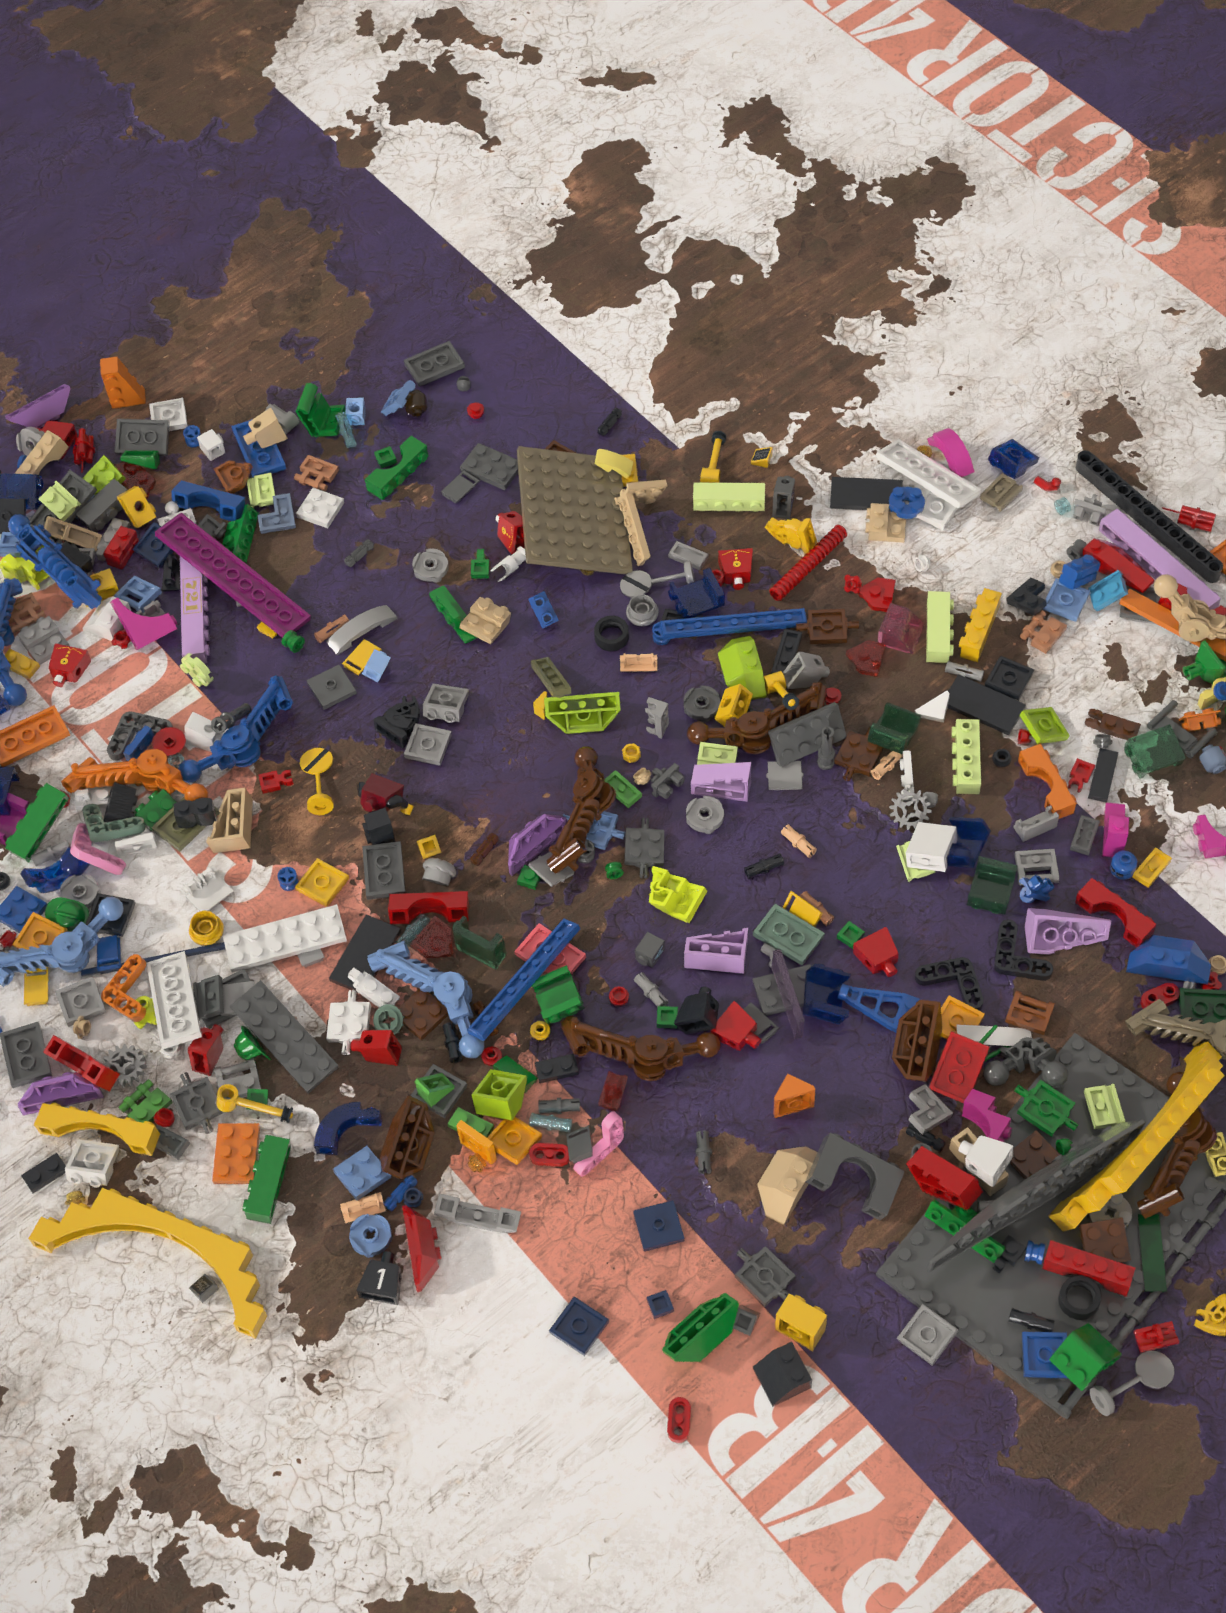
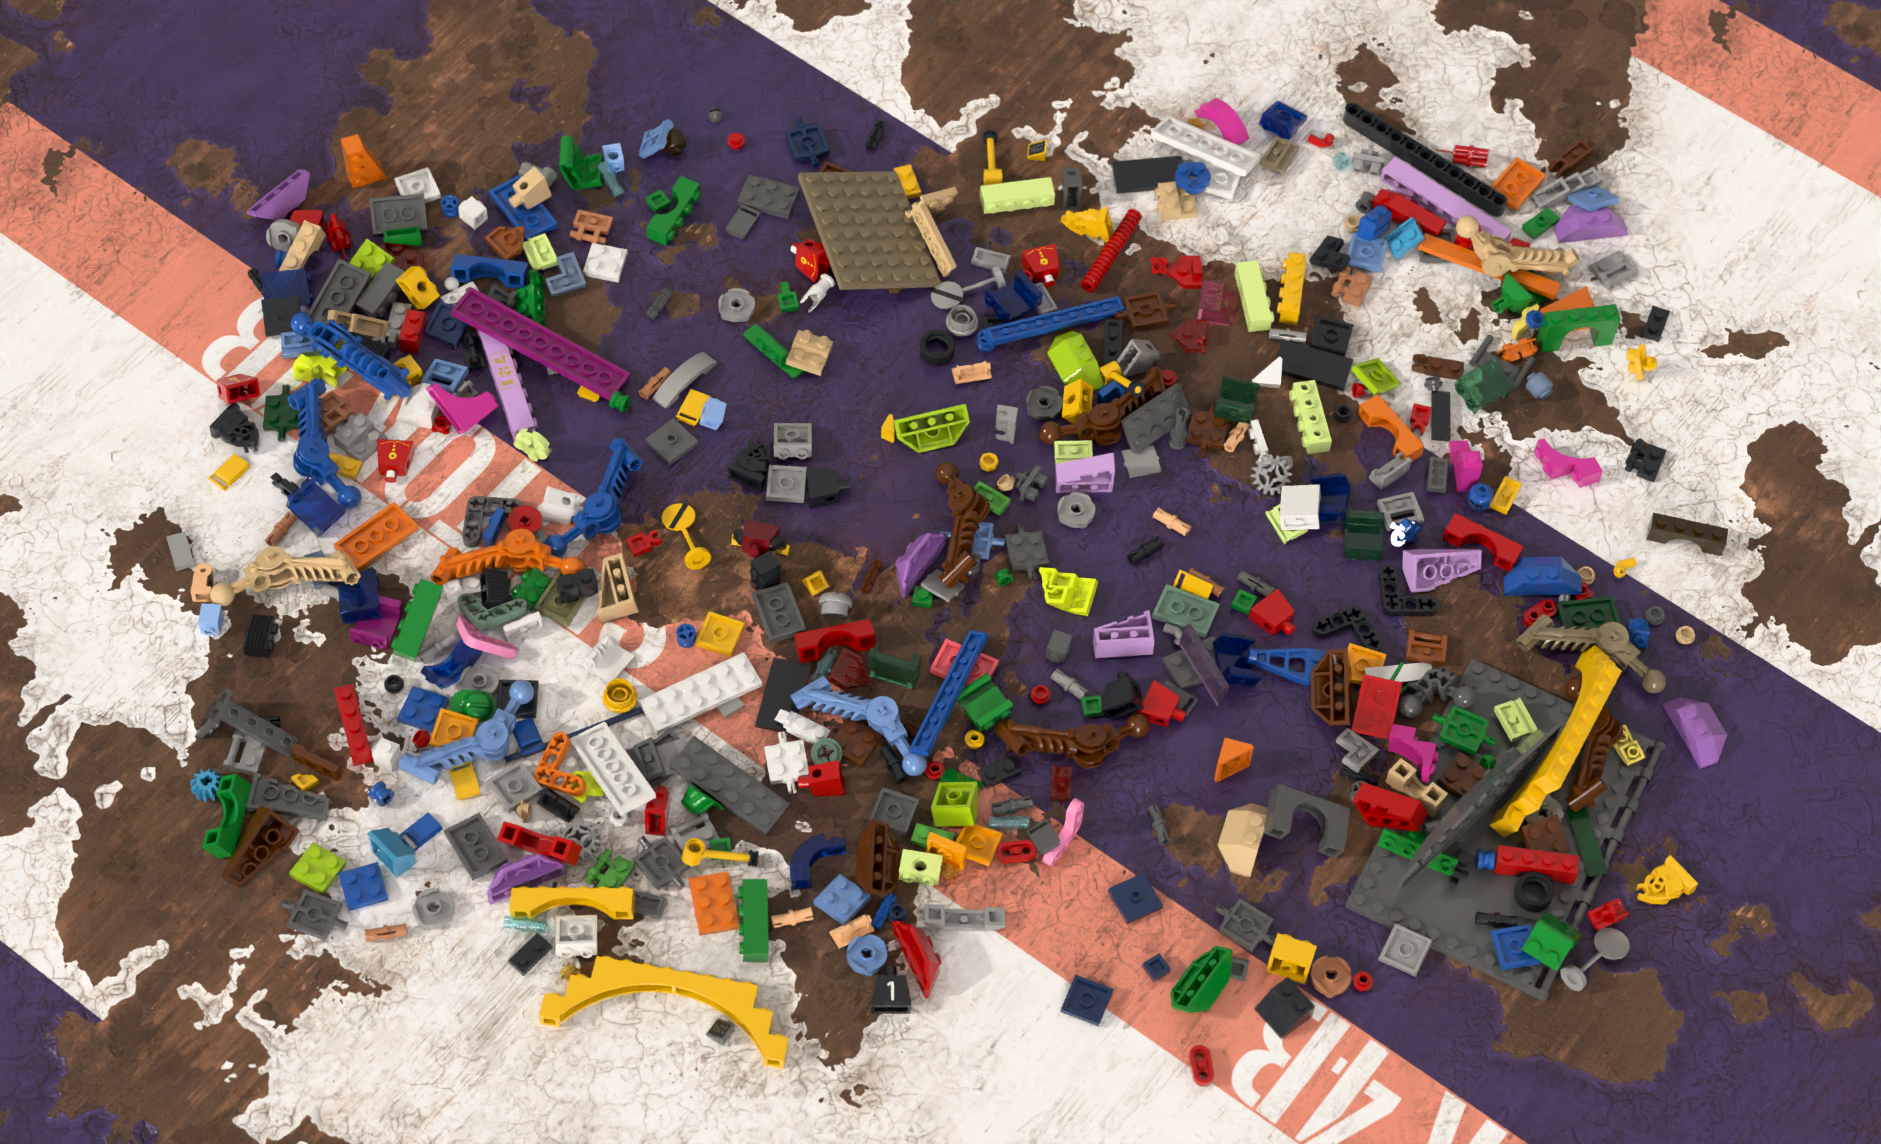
camera: 20 degrees left, 0 degrees up
(47, 1141) = (524, 924): none -> clear light blue pin
(59, 501) = (336, 292): yellowish green plate -> none
(116, 1026) = (557, 805): none -> black hinge
(164, 1117) = (634, 881): red plate -> none
(232, 717) = (583, 488): dark grey pin -> none
(307, 1182) = (792, 917): none -> light nougat pin
(433, 1088) = (890, 809): bright green slope -> none
(434, 363) = (679, 97): dark grey plate -> none
(441, 1145) = (915, 859): none -> yellowish green brick
(462, 753) = (824, 486): none -> black torso
(542, 420) = (807, 142): none -> dark blue plate
(543, 609) = (864, 333): blue hips -> none
(551, 677) = (893, 399): olive plate -> none
(610, 460) = (894, 175): light yellow slope -> none
(731, 604) = (1048, 304): none -> light grey tile
(768, 700) = (1110, 391): none -> blue bracket
(844, 1336) = (1328, 986): none -> nougat plate
(859, 910) = (1246, 578): none -> dark grey pin
(873, 1366) = (1360, 986): none -> red plate
(987, 1158) = (1426, 781): white torso -> none

